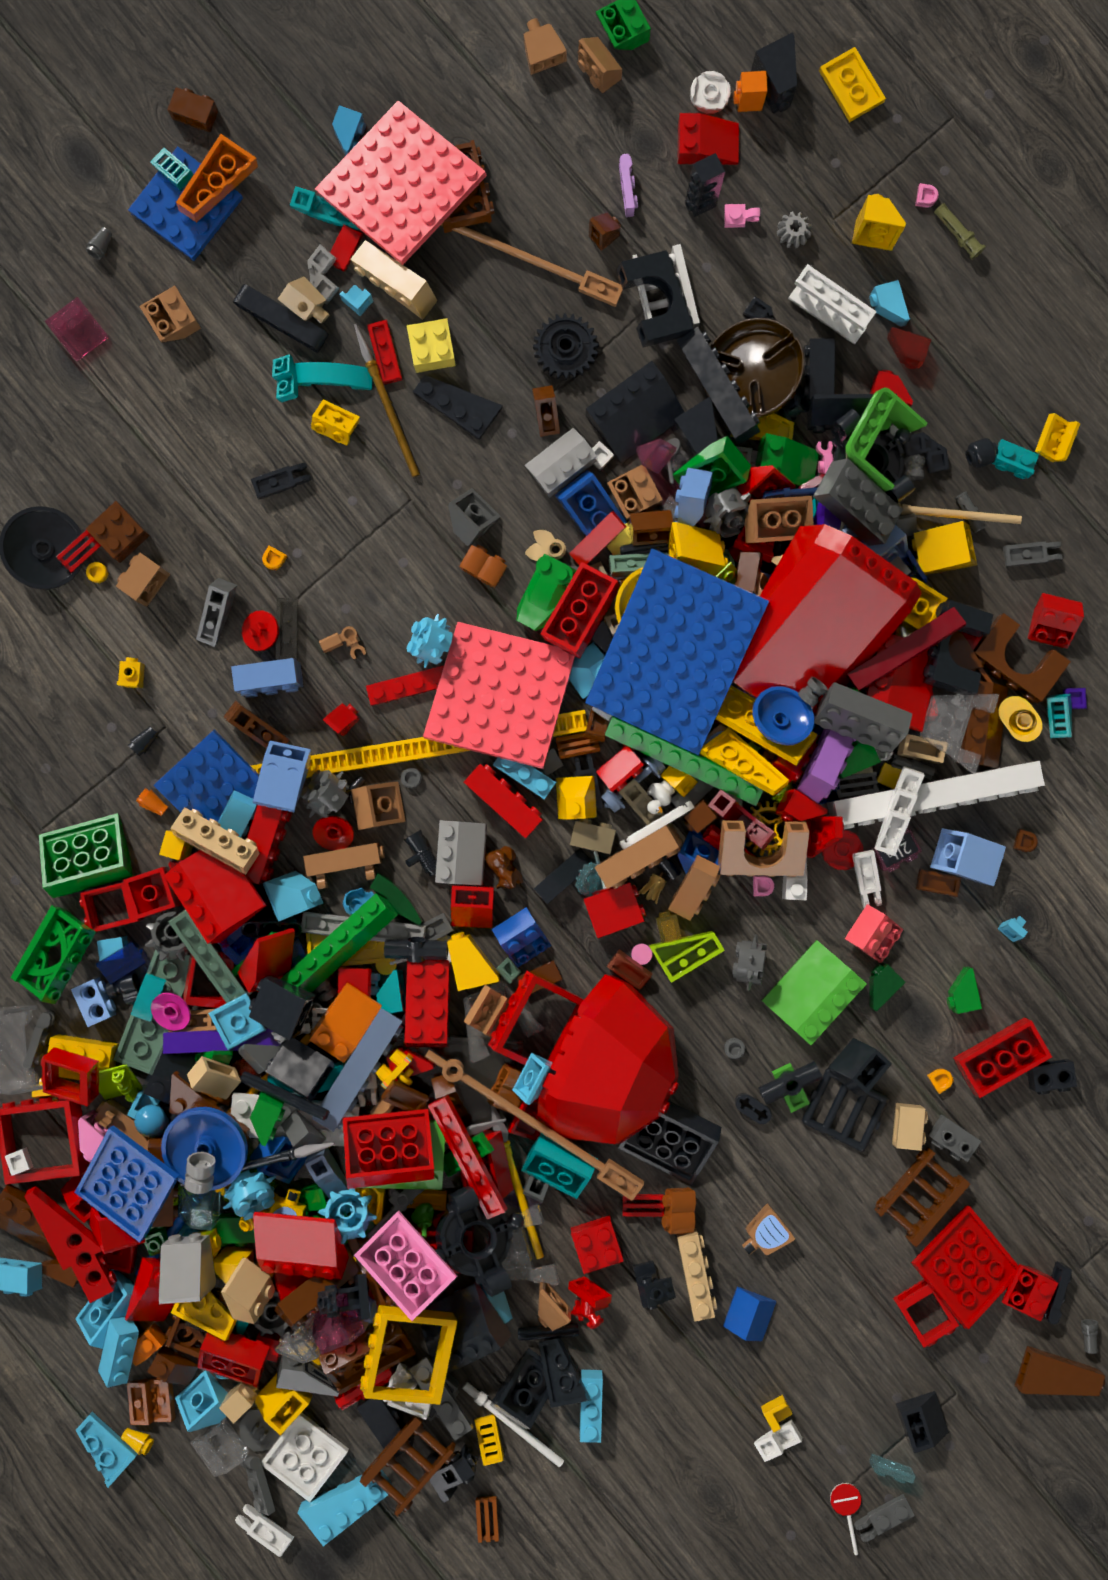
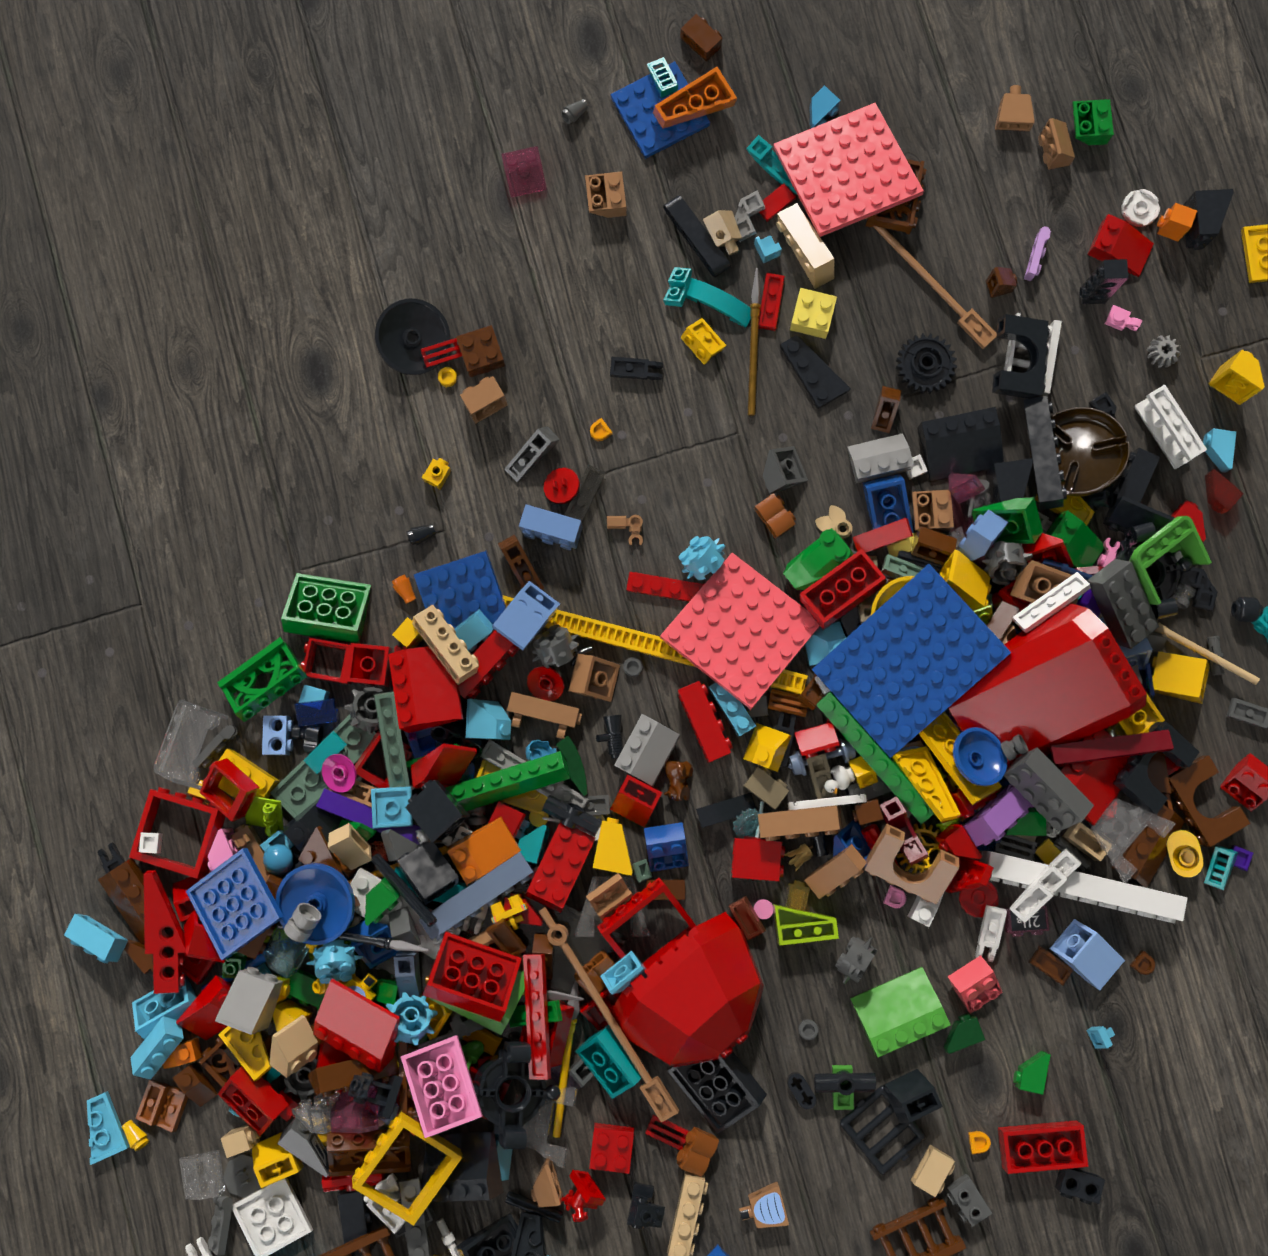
camera: 25 degrees right, 5 degrees down
(201, 1402) = (206, 1127): medium azure slope -> none
(342, 719) = (597, 590): red slope -> none
(788, 533) = (1051, 602): none -> white plate

